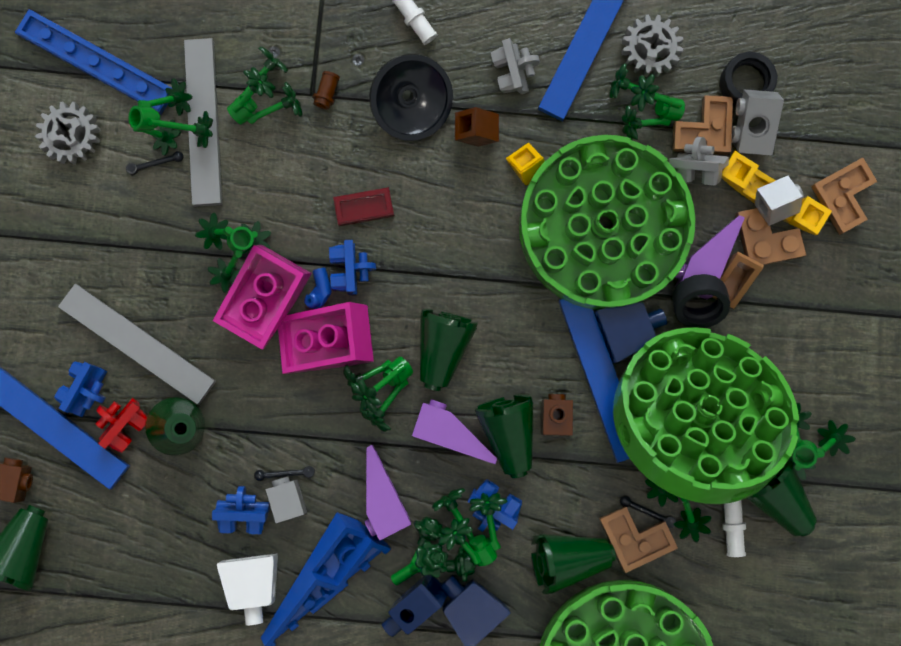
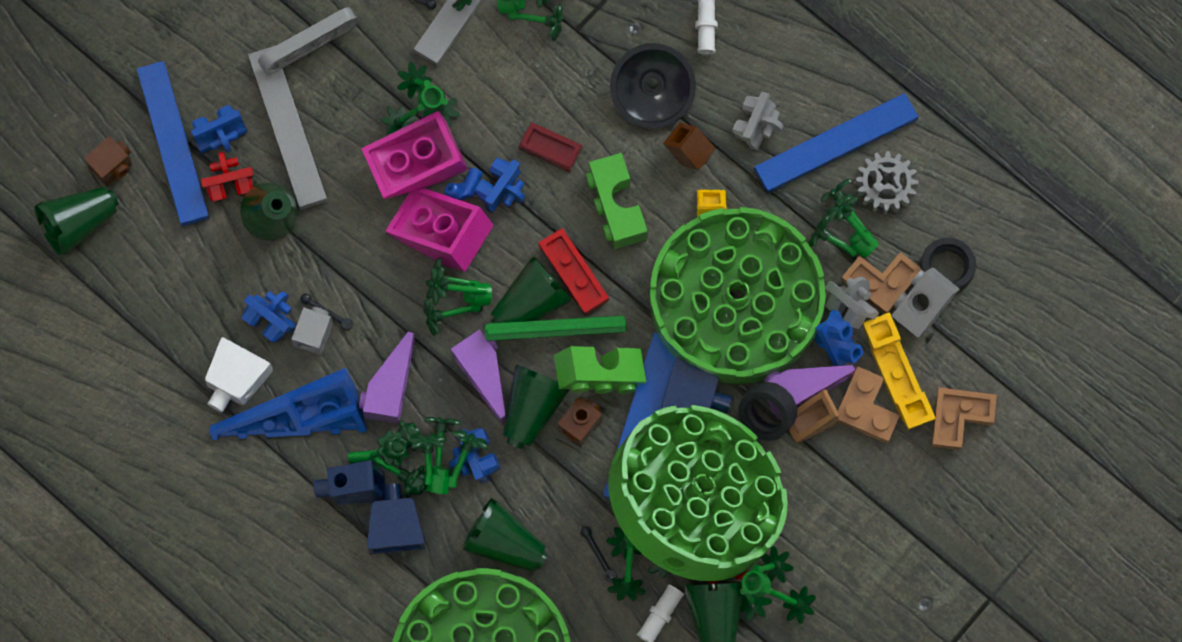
camera: 40 degrees right, 10 degrees down
(99, 260) = (308, 40): none -> light grey beam
(325, 93) = (589, 34): reddish brown pin -> none
(429, 202) = (622, 225): none -> bright green arch
(459, 297) = (573, 271): none -> red plate
(480, 356) = (554, 328): none -> green axle
(534, 379) = (580, 371): none -> bright green arch
(636, 547) = (564, 571): medium nougat plate -> none
(713, 202) = (837, 340): none -> blue hips
(779, 200) = (895, 376): brick -> none

